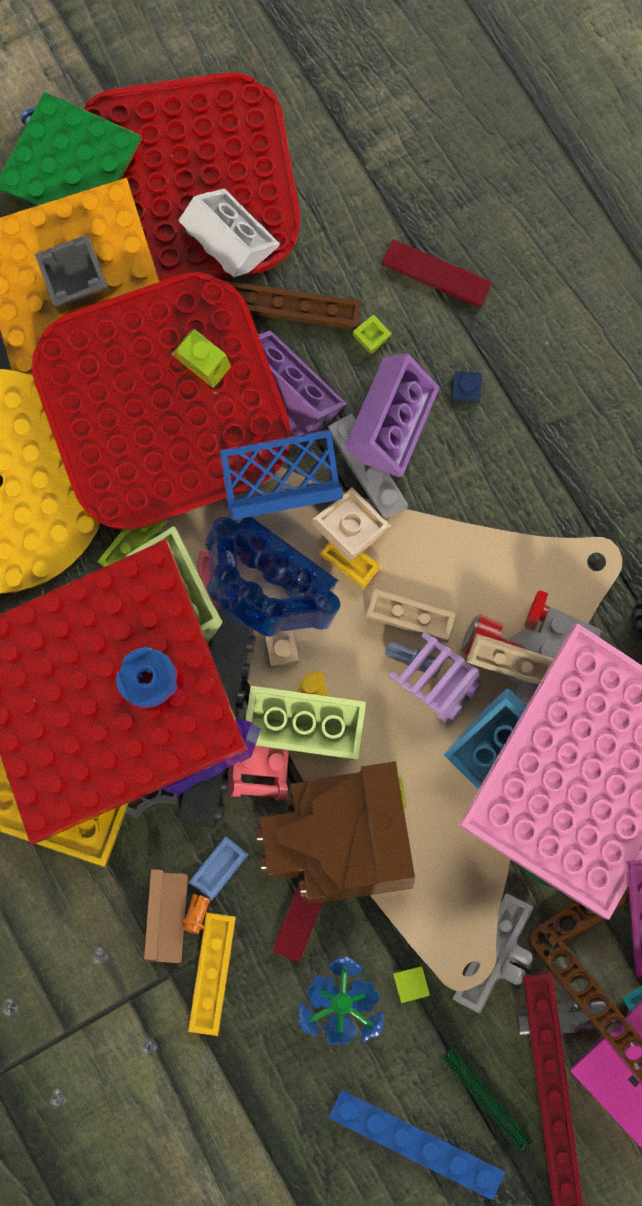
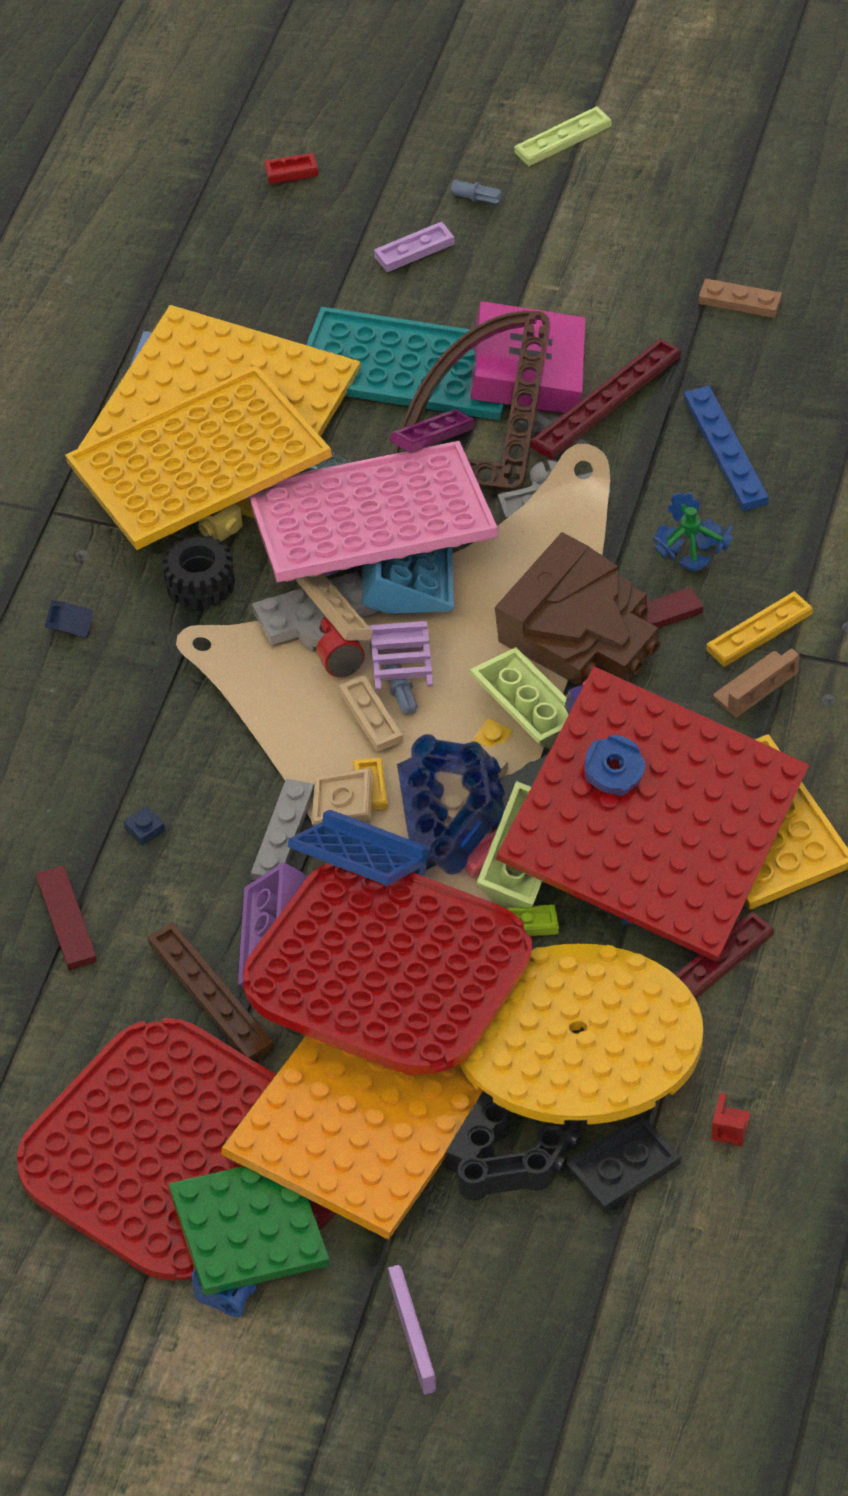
camera: 130 degrees left, 25 degrees down
(72, 274) = (351, 1104): dark grey container -> none
(195, 914) = (733, 664): orange pin -> none
(202, 358) = (328, 925): lime torso -> none
(218, 868) = (687, 681): medium blue tile -> none
(228, 231) = (188, 1057): white slope -> none
(372, 334) = (167, 910): lime plate -> none
(392, 415) = (226, 837): medium lavender slope -> none
(411, 984) = (628, 524): lime tile -> none
(487, 1099) = (651, 435): dark green axle -> none
(537, 611) = (284, 633): red plate -> none

